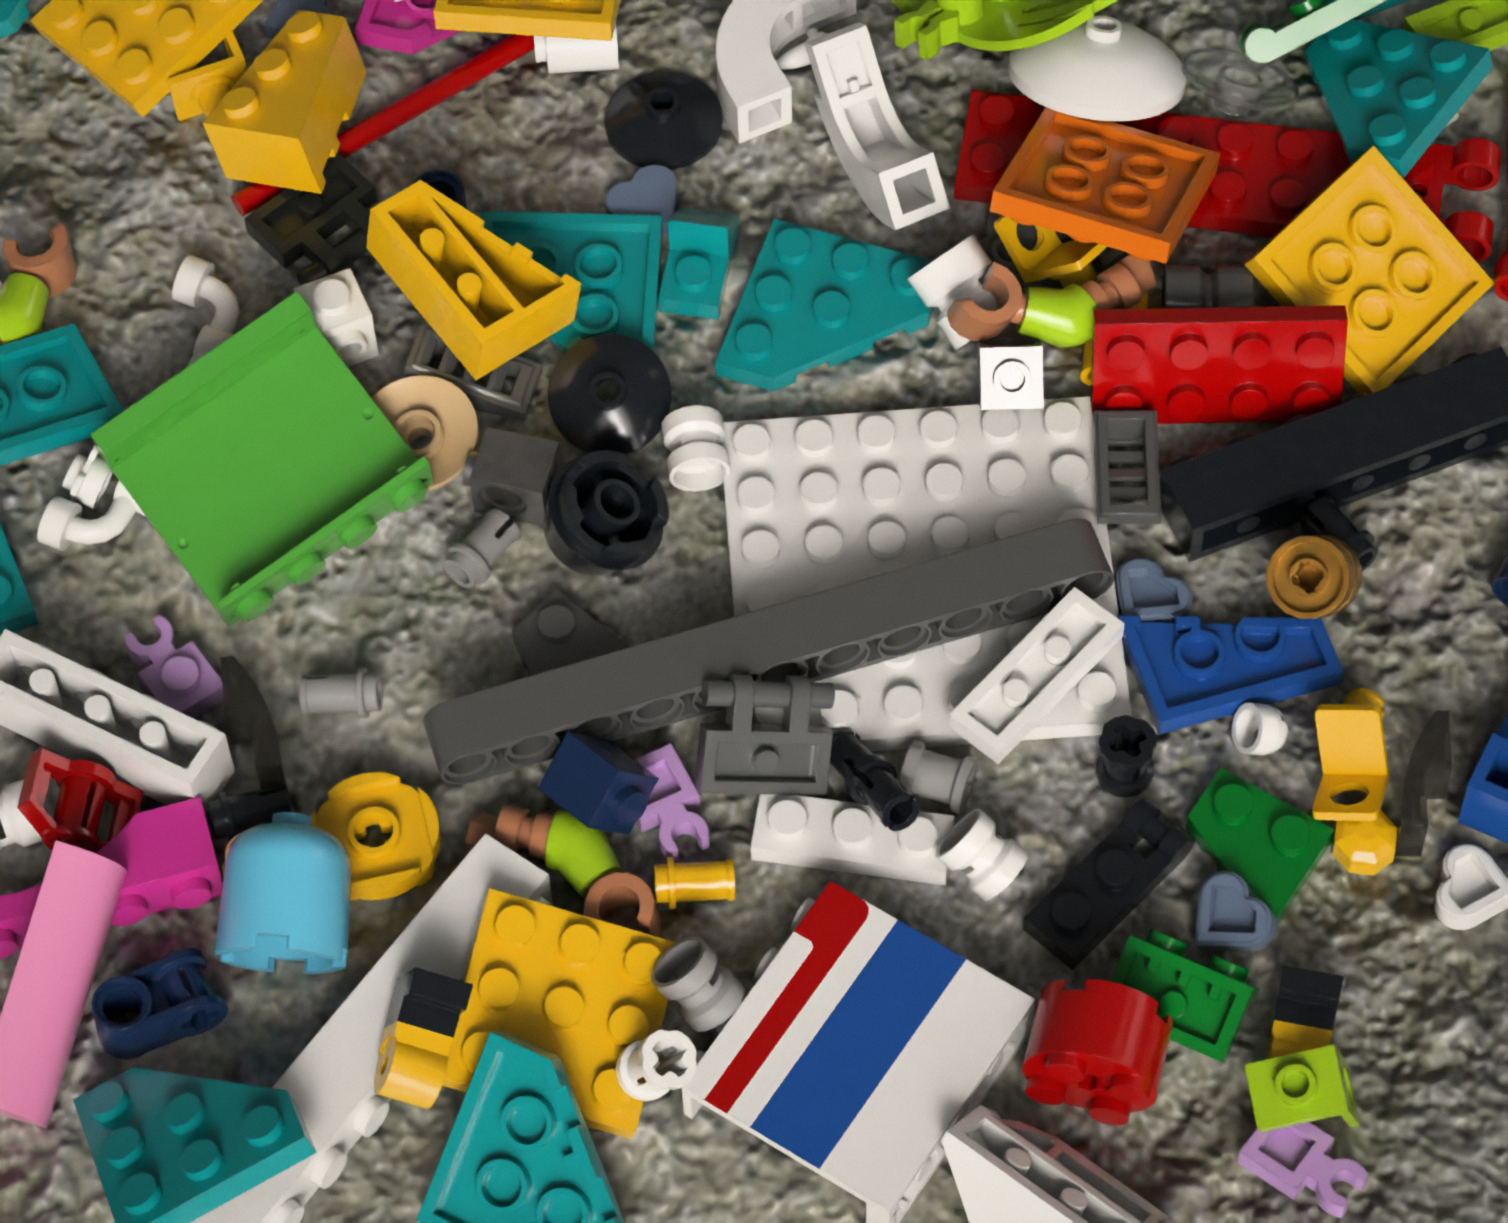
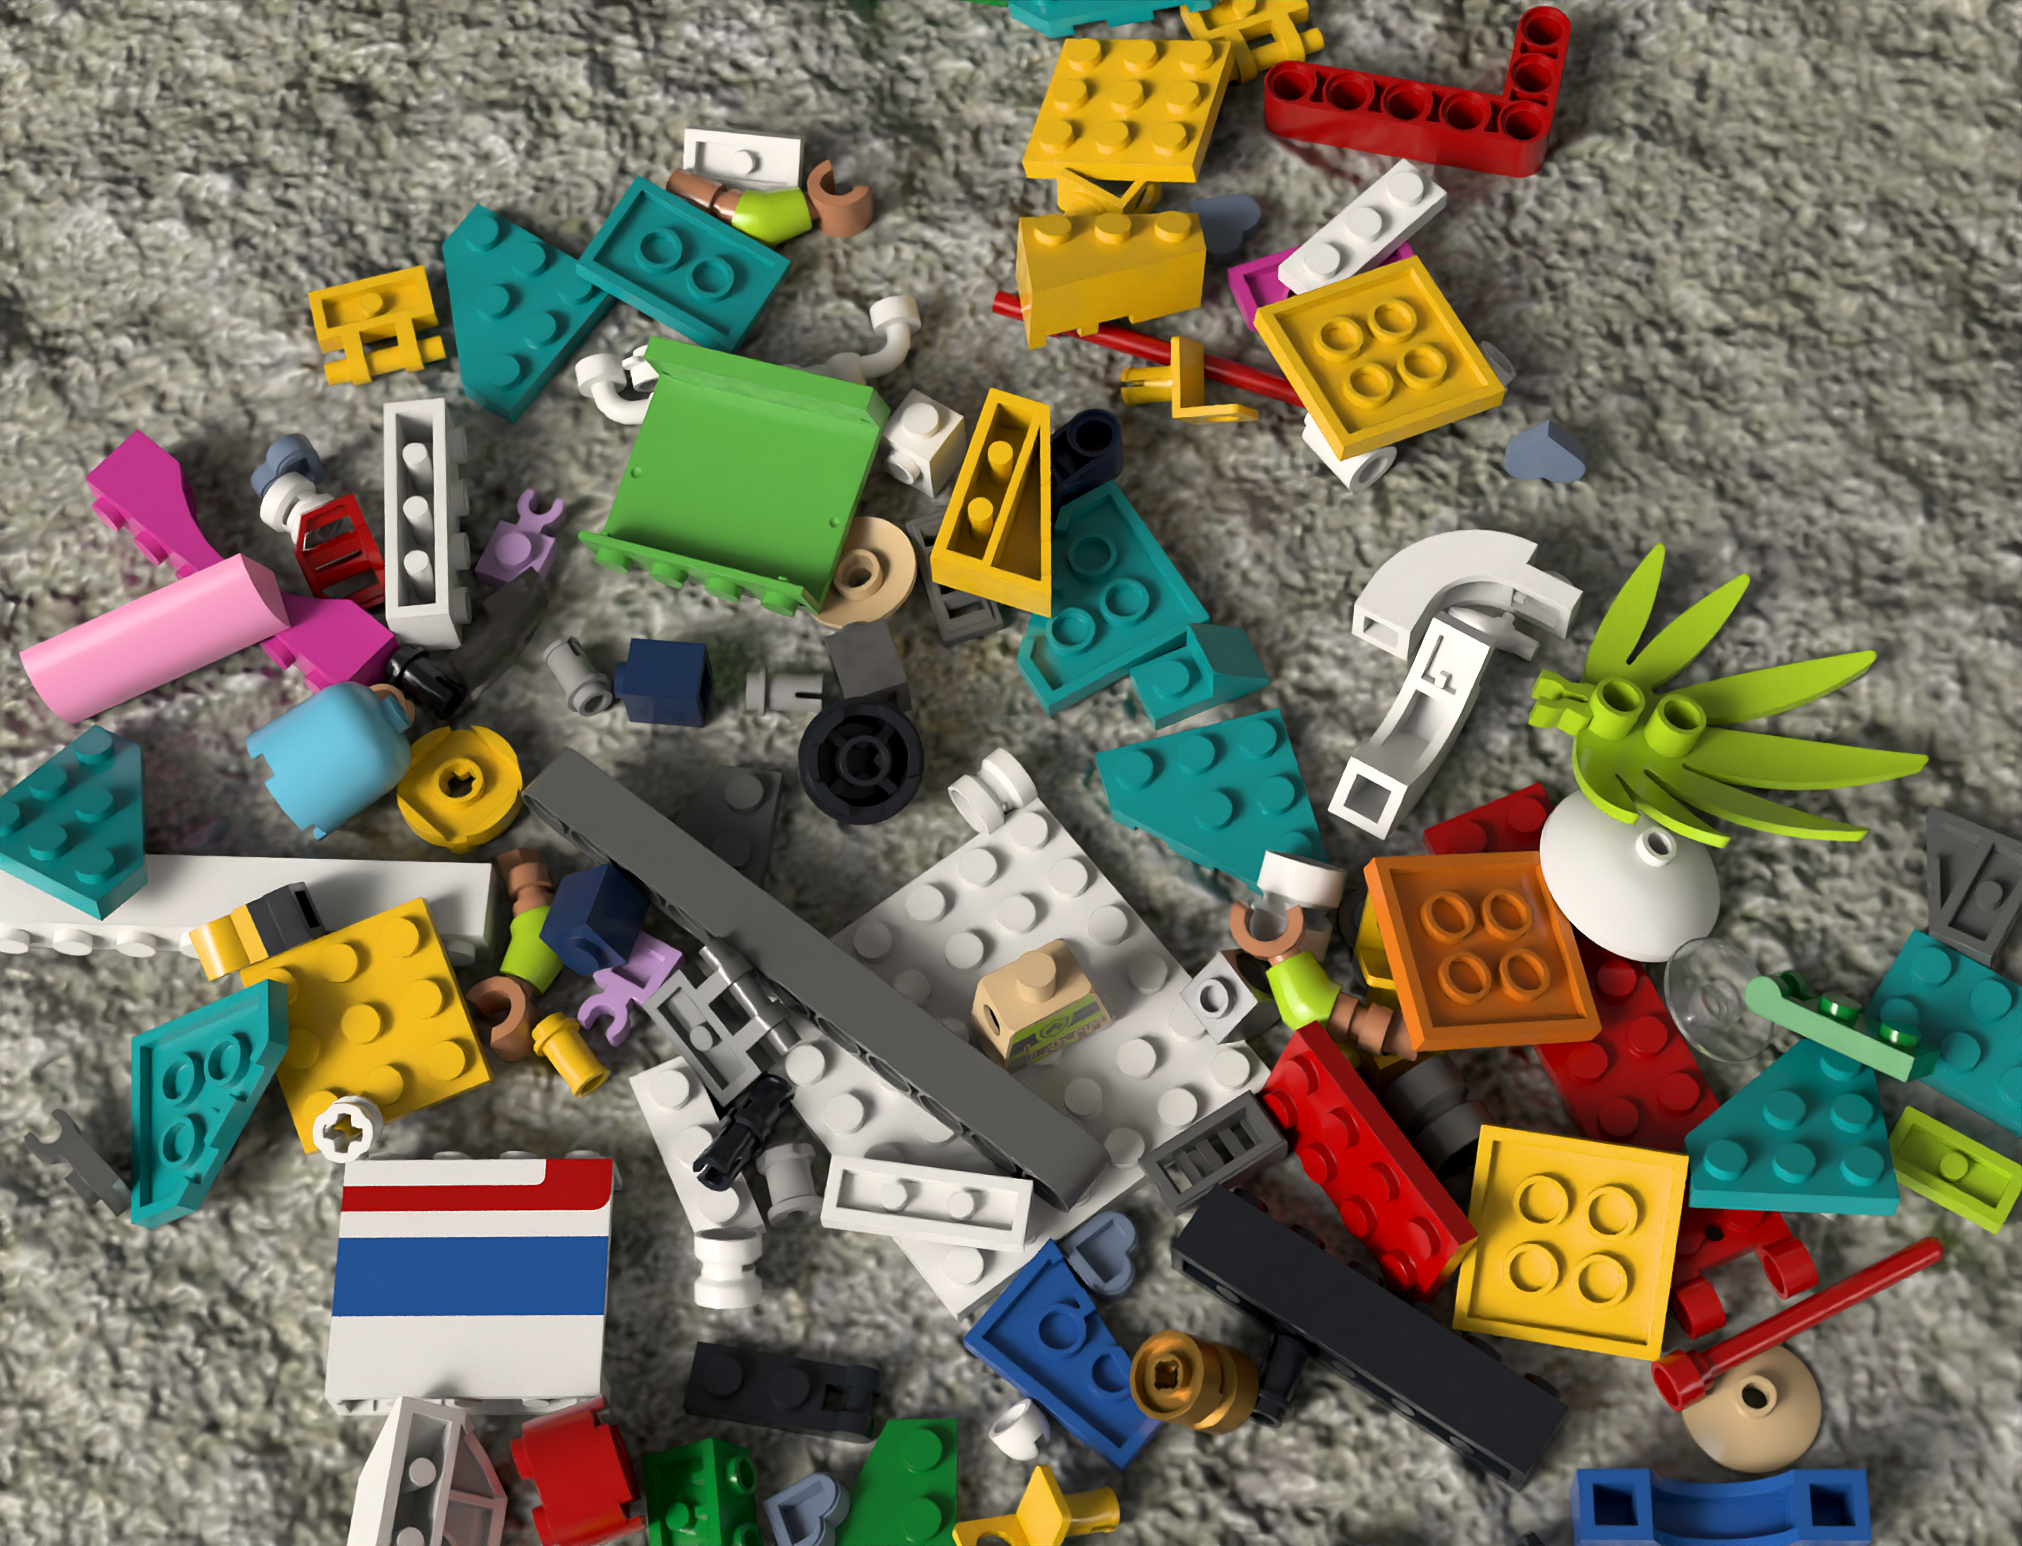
camera: 60 degrees right, 5 degrees up
(161, 1002) = (212, 732): dark blue piece -> none
(300, 221) = (1001, 356): pearl dark grey plate -> none
(404, 627) = (665, 682): none -> dark blue brick
(432, 120) = (1183, 385): none -> yellow bracket
(616, 425) = (1025, 697): black dish -> none
(649, 193) = (1230, 596): sand blue tile -> none
(668, 136) = (1322, 581): black dish -> none
(701, 988) = (448, 1114): light grey wheel -> none
(929, 486) = (1038, 1005): none -> tan torso
(1132, 752) = (906, 1311): black bush -> none

